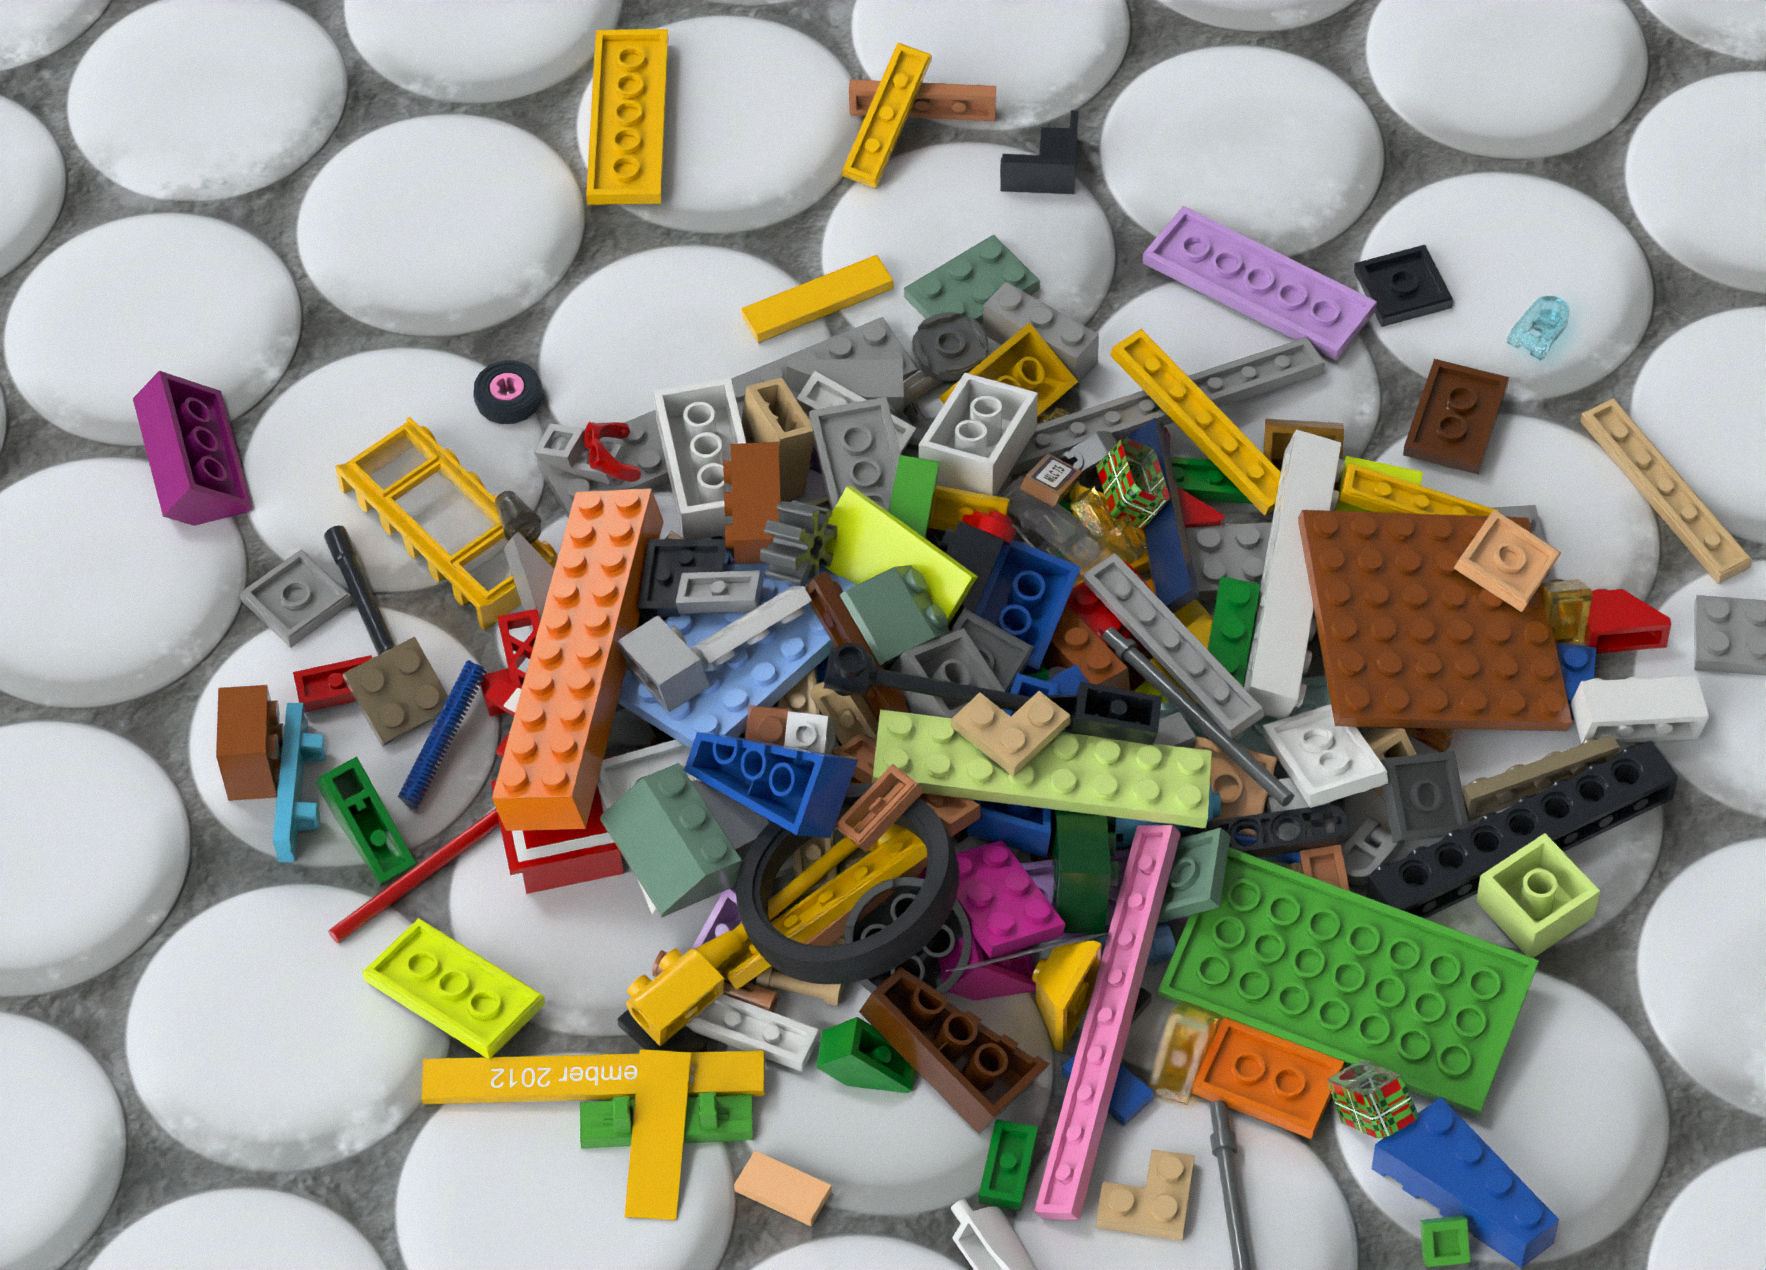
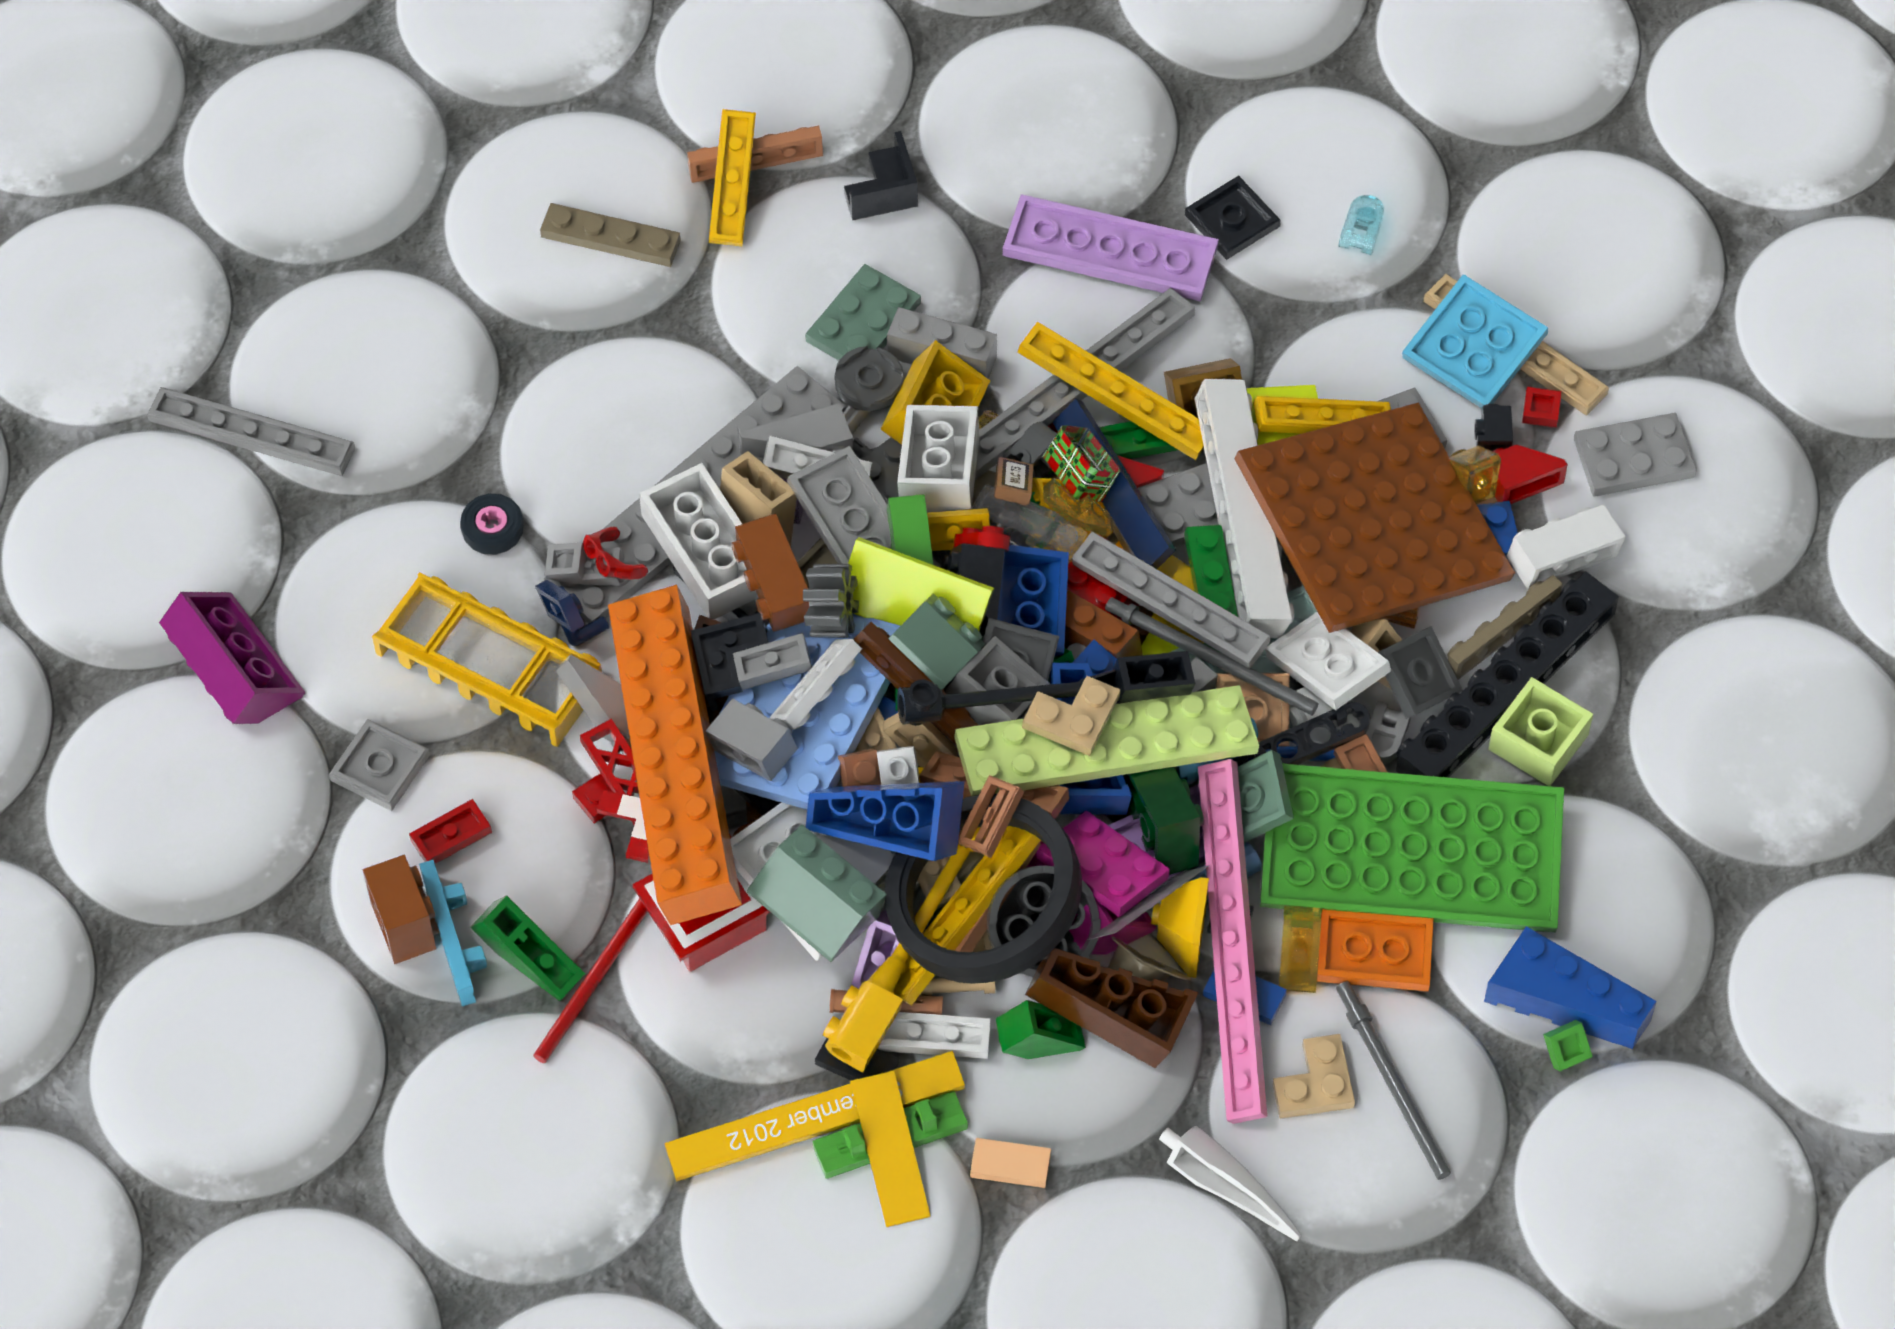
camera: 20 degrees left, 5 degrees up
(307, 242) = (251, 431): none -> light grey tile
(346, 558) = (484, 793): black piece -> none
(397, 690) = (509, 824): dark tan plate -> none
(441, 733) = (563, 852): blue axle -> none
(454, 988) = (664, 1073): neon yellow tile -> none
(517, 517) = (557, 639): clear smoke cone -> none
(540, 491) = (566, 610): none -> dark blue plate
(628, 117) = (497, 237): yellow plate -> none
(745, 143) = (610, 235): none -> dark tan plate
(817, 298) = (731, 363): yellow tile -> none
(1001, 1020) = (1141, 966): none -> dark tan piece
(1008, 1165) = (1191, 1087): green plate -> none
(1372, 1099) = (1454, 939): piece -> none
(1456, 416) = (1321, 325): reddish brown plate -> none
(1507, 560) = (1418, 446): light nougat tile -> none
(1606, 567) = (1494, 427): none -> black brick
(1617, 474) = (1475, 342): none -> medium azure plate
(1668, 560) = (1541, 407): none -> red plate

